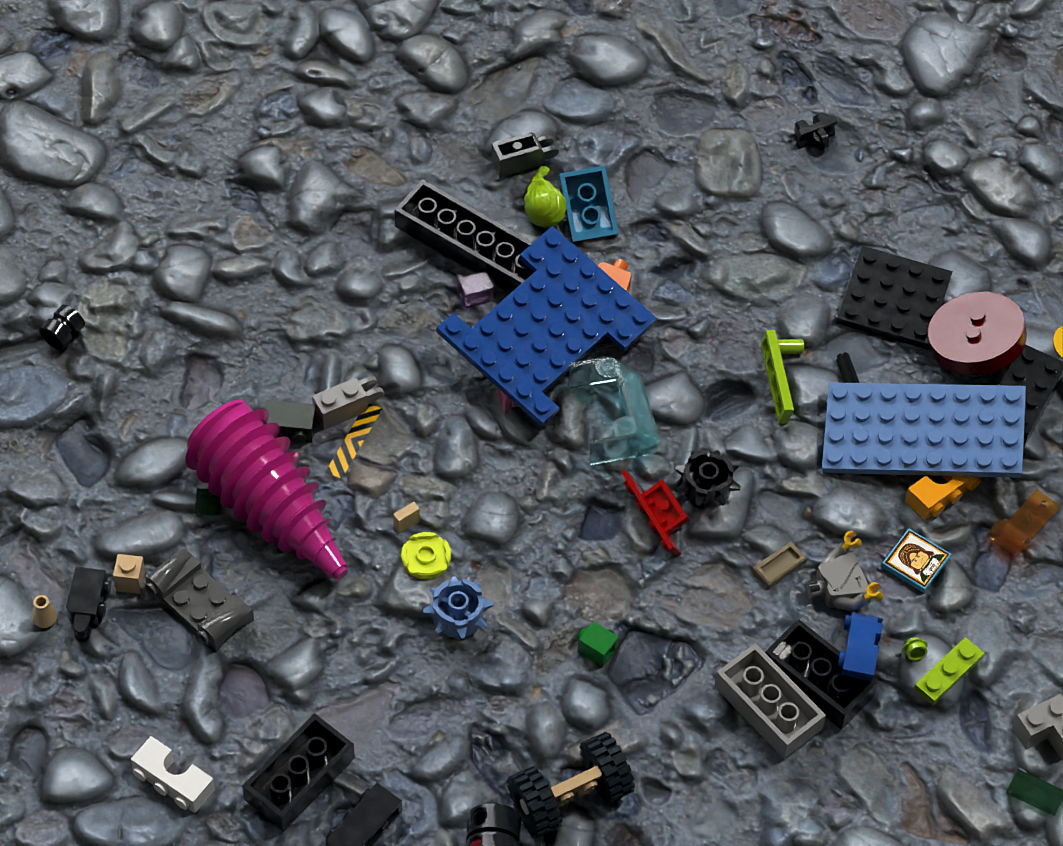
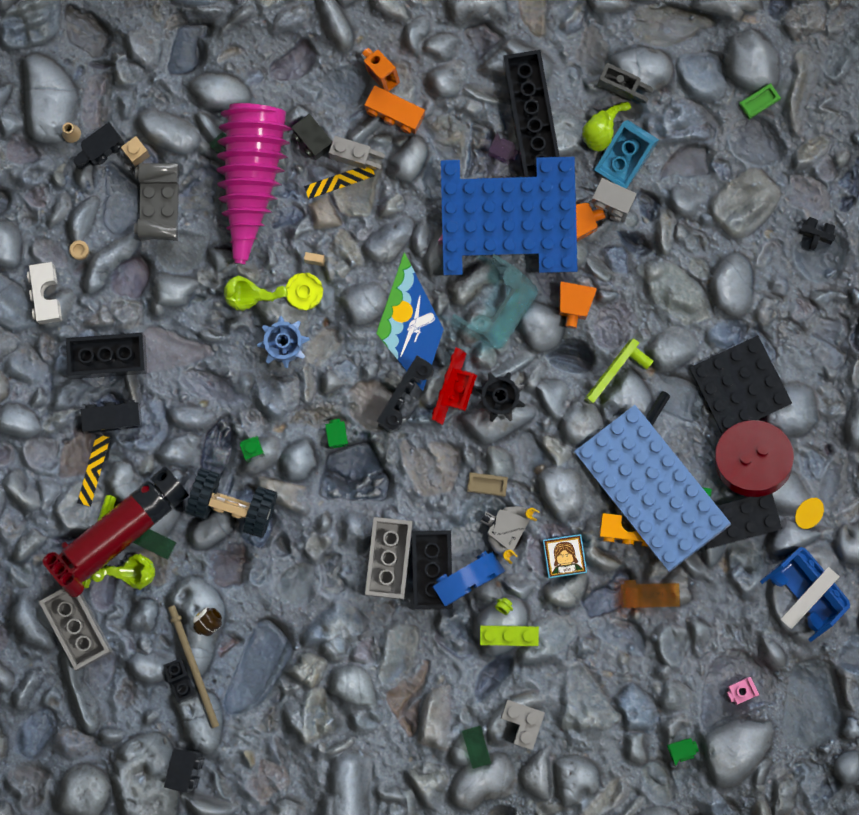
camera: 50 degrees right, 25 degrees up
(164, 710) = (79, 250): none -> tan tile
(293, 314) = (380, 69): none -> orange torso
(341, 337) = (394, 110): none -> orange brick
(375, 604) = (243, 294): none -> lime hair
(531, 726) = (251, 448): none -> green window
(556, 499) = (409, 321): none -> sticker
(622, 238) = (614, 199): none -> light grey brick
(631, 575) = (418, 371): none -> black piece
(649, 80) = (759, 101): none -> bright green tile
(680, 351) = (575, 302): none -> orange torso

